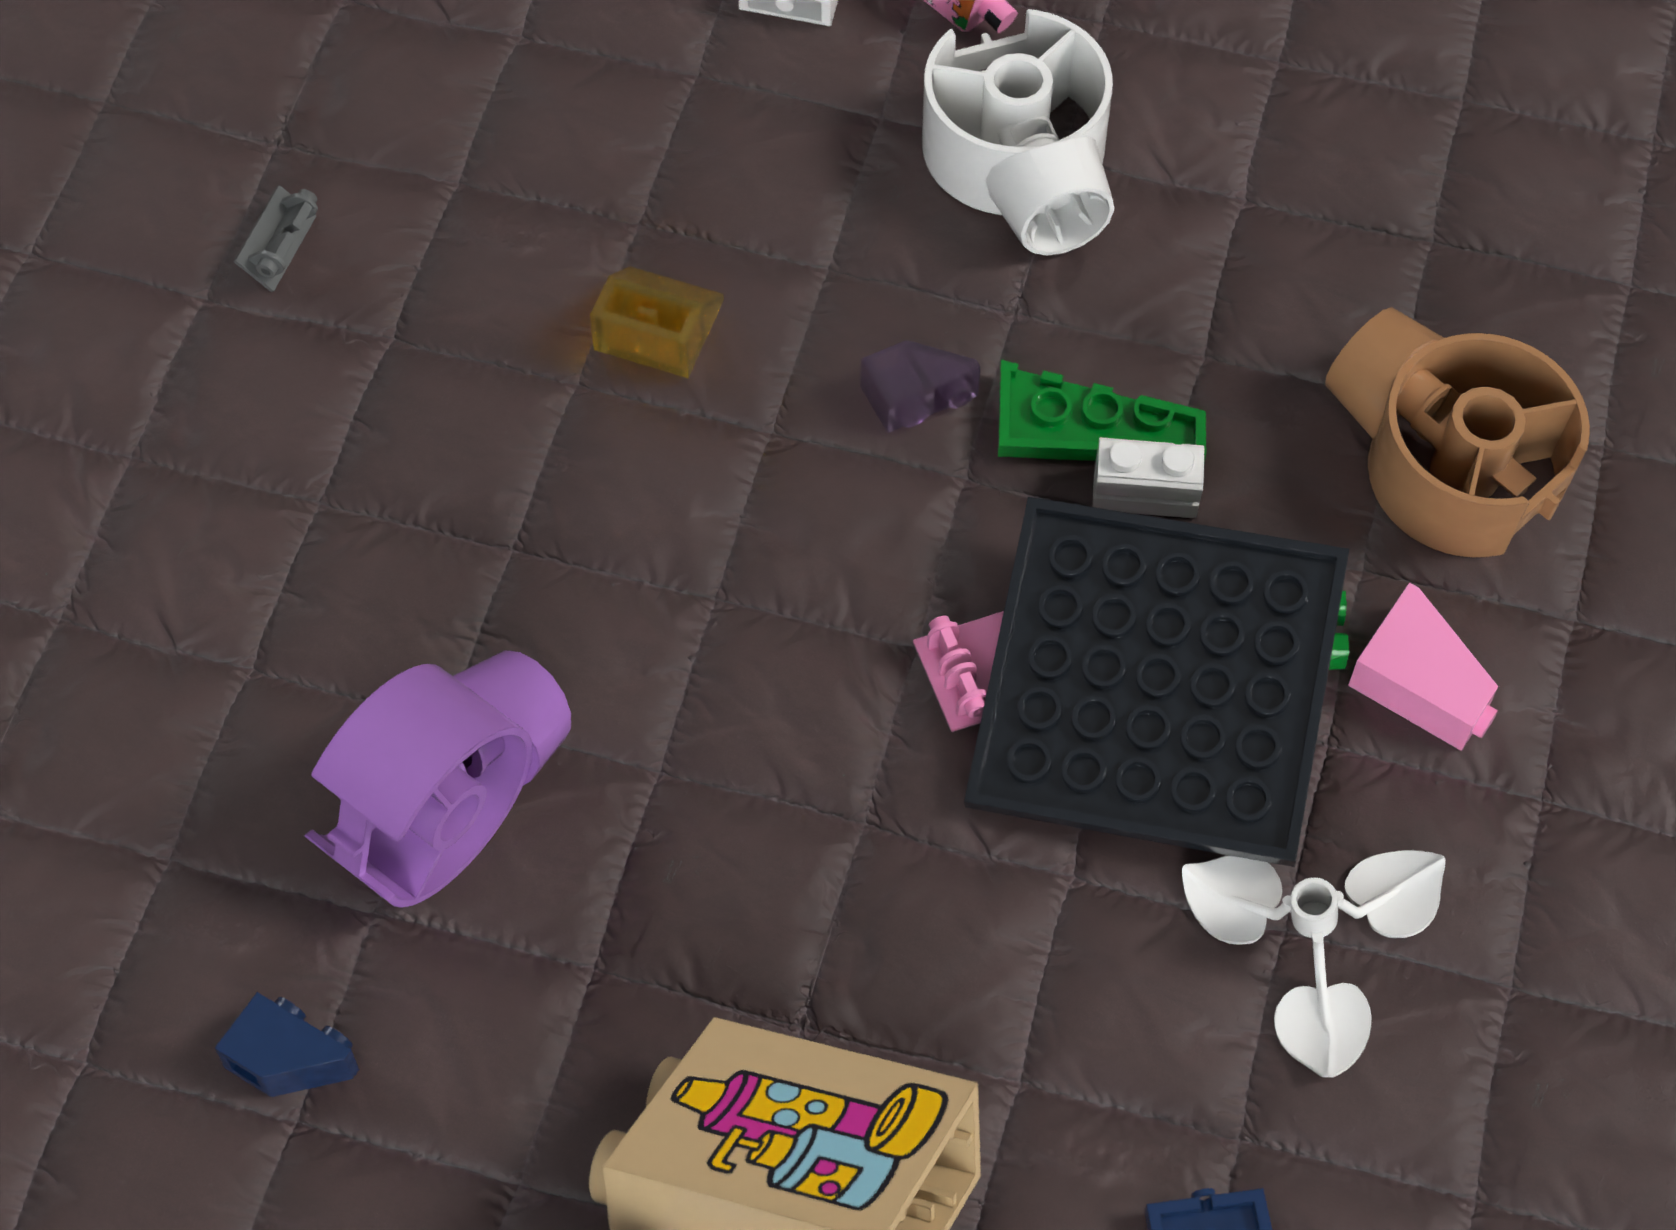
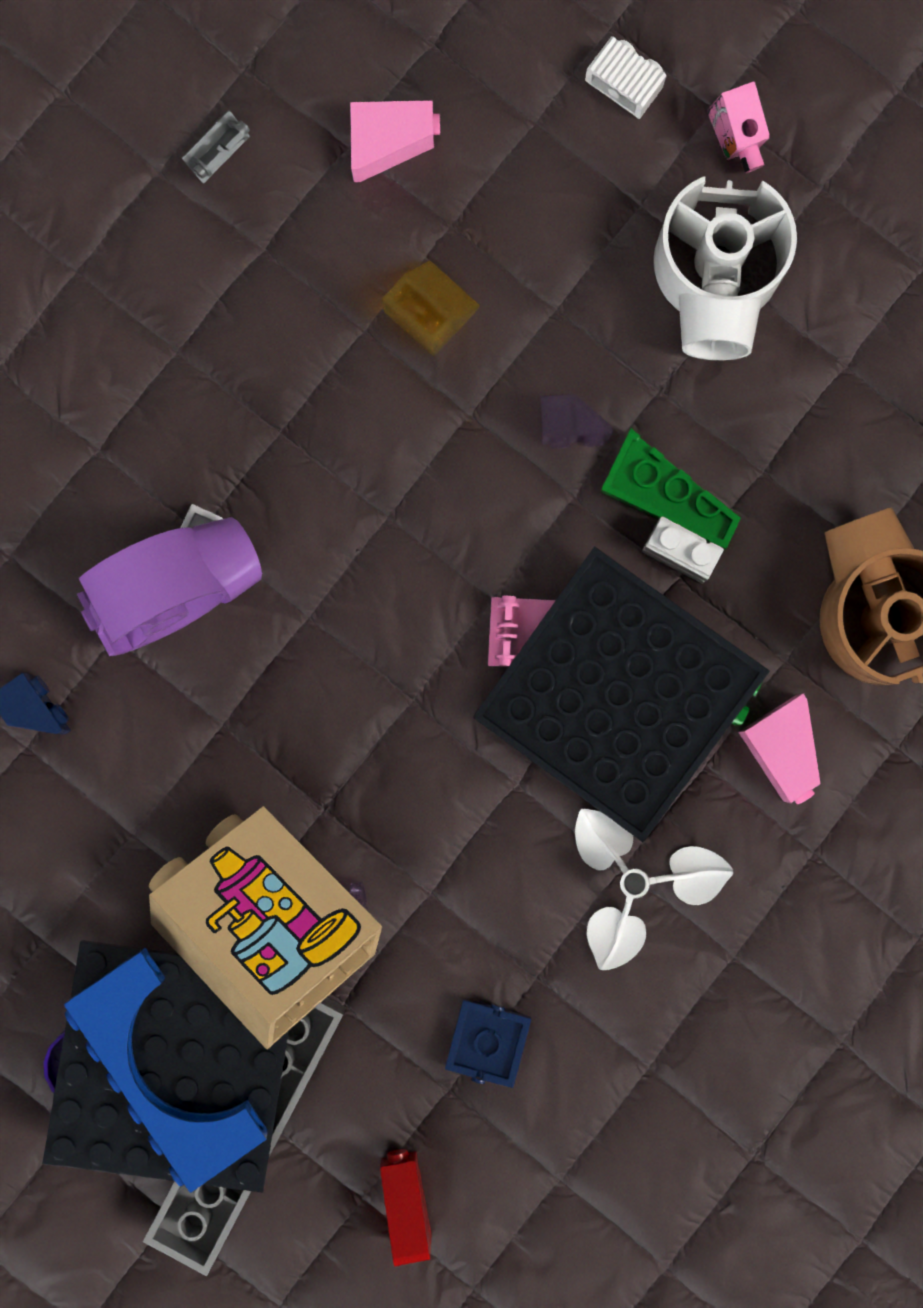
camera: 25 degrees right, 25 degrees up
(510, 144) = (389, 134): none -> bright pink slope

